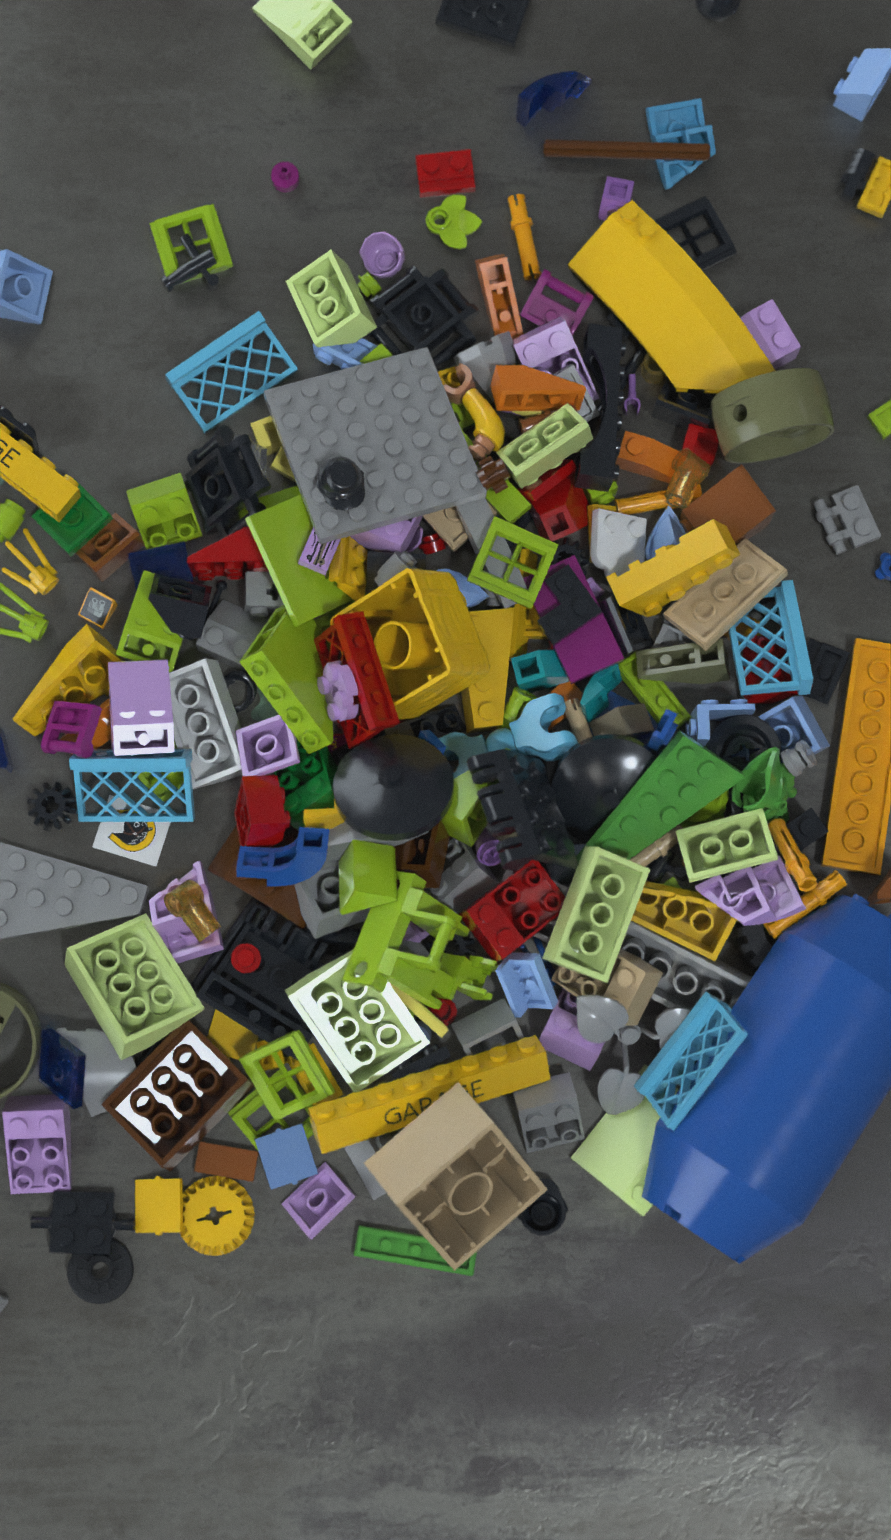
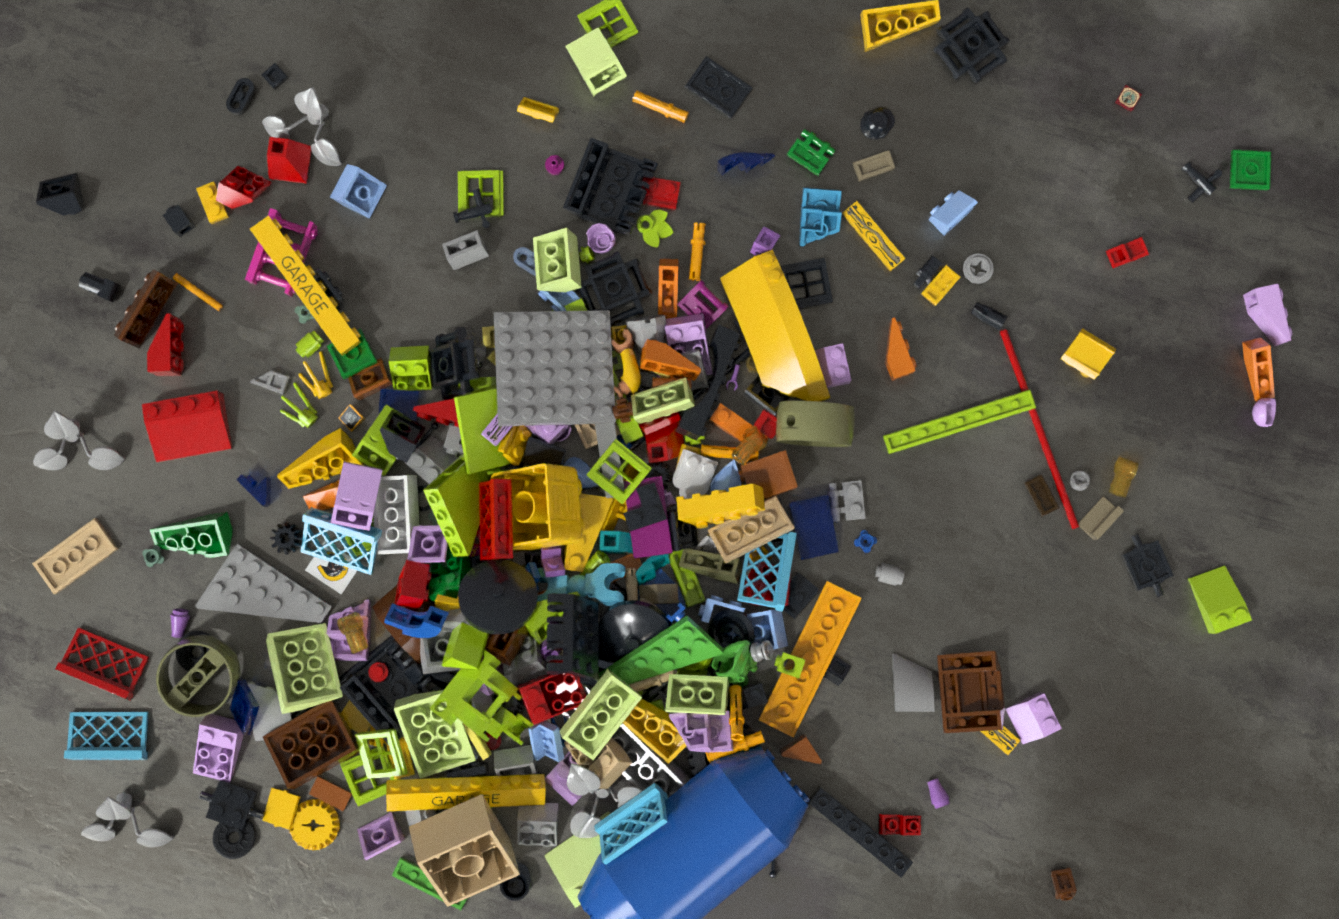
camera: 25 degrees right, 5 degrees up
(71, 719) = (314, 489): magenta plate -> none
(194, 324) = (465, 250): none -> light grey brick
(217, 351) = (474, 272): medium azure fence -> none
(238, 106) = (538, 109): none -> yellow plate
(286, 1156) = (368, 802): medium blue piece -> none
(292, 318) = (529, 264): none -> sand blue plate
(339, 688) = (482, 524): lavender plate -> none
(341, 483) = (522, 391): black hat -> none
(374, 181) = (609, 187): none -> black slope
(394, 565) = (543, 454): light grey brick -> none
(416, 56) = (668, 110): none -> light orange pin
(432, 543) = (574, 439): red plate -> none
(453, 723) = (552, 562): none -> medium lavender bracket
(627, 150) = (781, 213): reddish brown axle -> none
(639, 65) = (809, 157): none -> green plate
(734, 54) = (873, 165): none -> dark tan tile
(764, 148) = (873, 236): none -> yellow tile
(814, 567) = (813, 527): none -> clear blue slope
(853, 300) = (897, 356): none -> orange slope
(856, 769) = (798, 664): none -> lime brick

